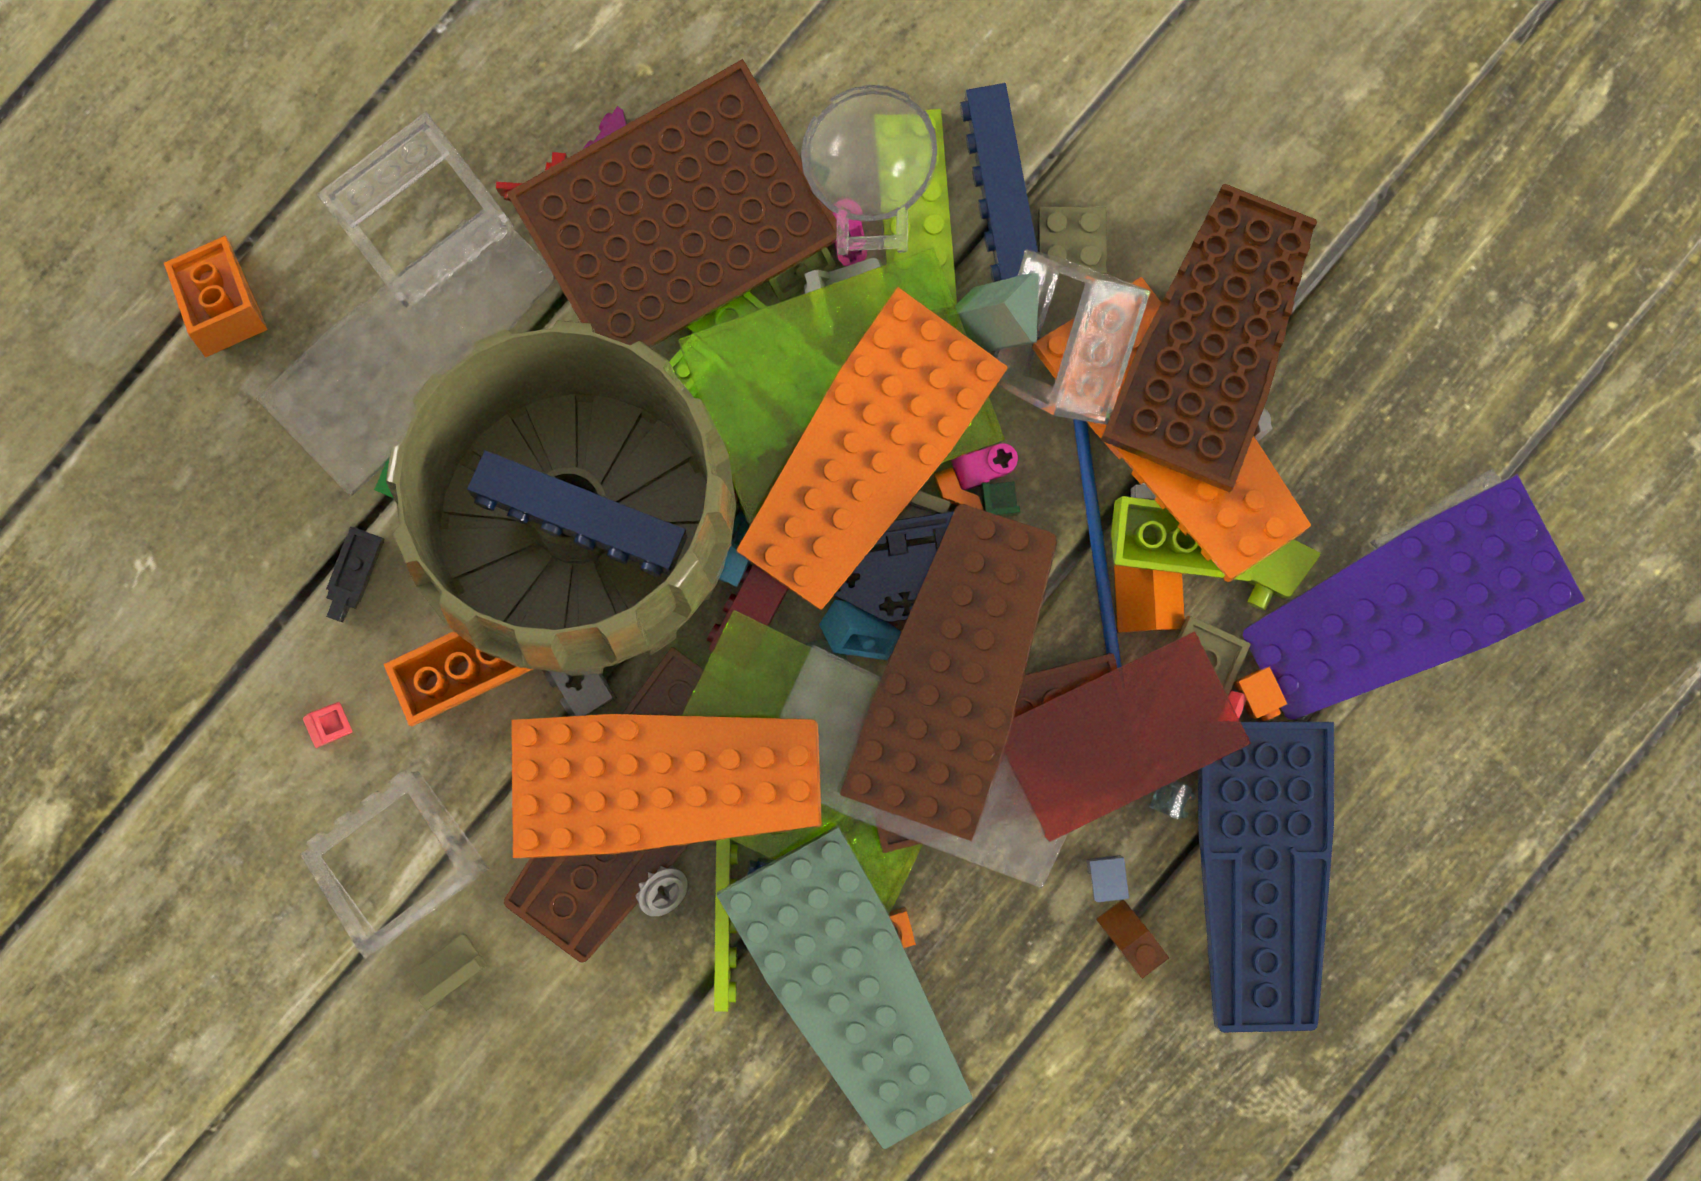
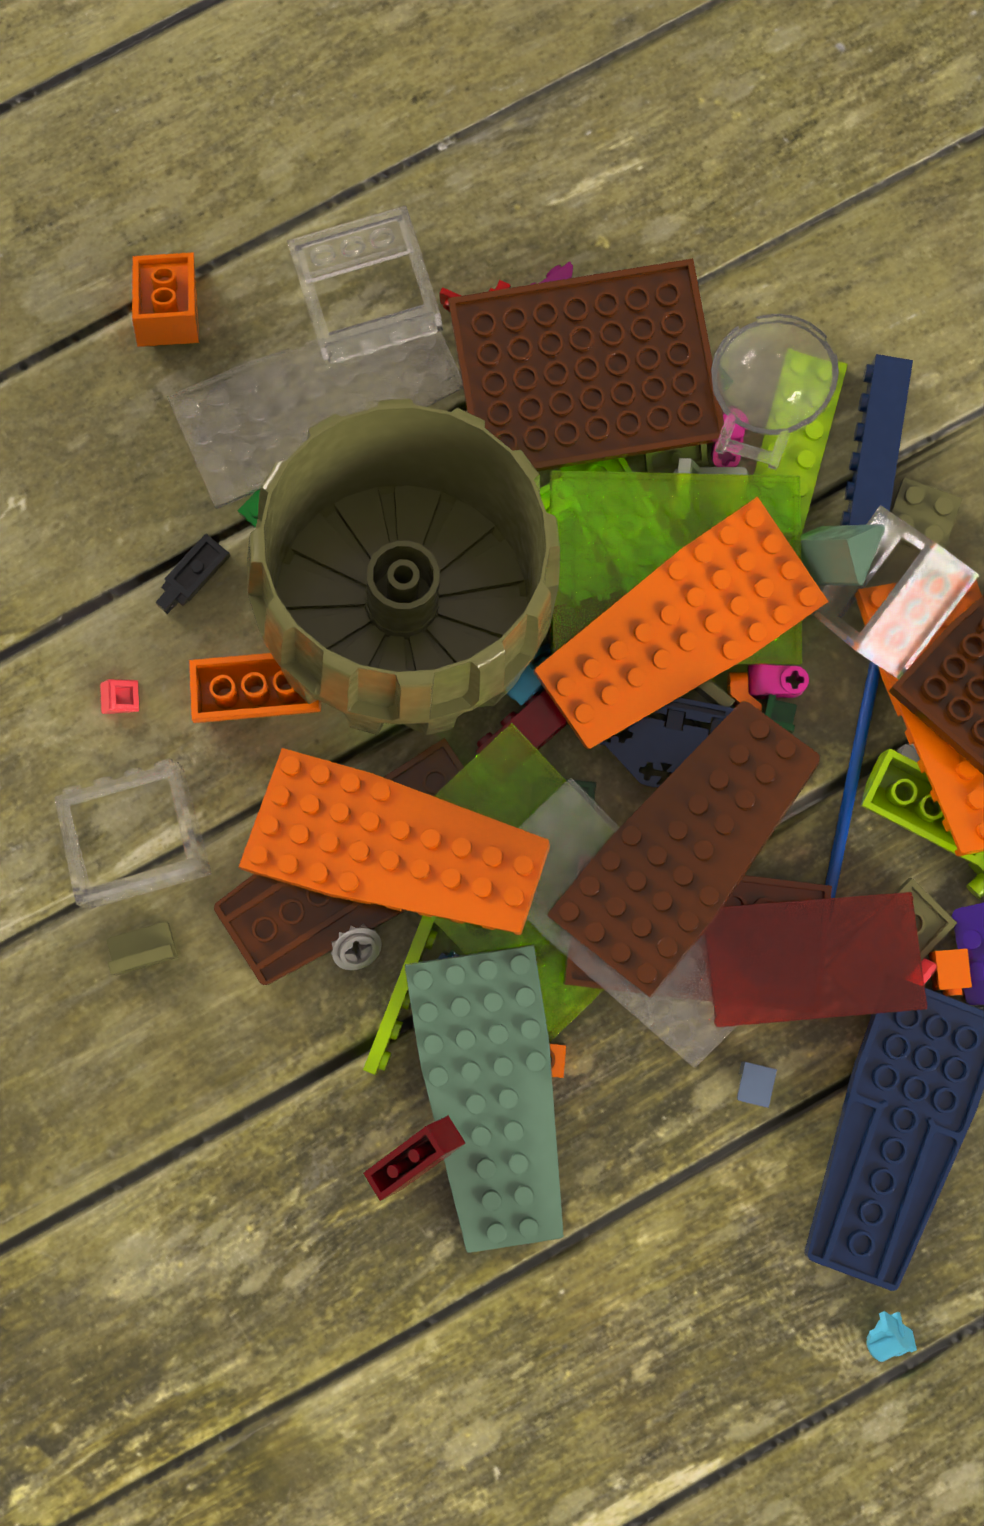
camera: 20 degrees right, 5 degrees down
(577, 513) = (410, 580): dark blue brick -> none
(581, 702) = (357, 755): dark grey brick -> none
(797, 1080) = (414, 1157): none -> dark red brick
(858, 632) = (612, 783): dark azure slope -> none
(1132, 938) = (758, 1146): reddish brown slope -> none
(1148, 599) = (879, 850): orange slope -> none
(1172, 799) = (838, 1034): clear light blue tile -> none
(1327, 1076) = (890, 1337): none -> medium azure piece

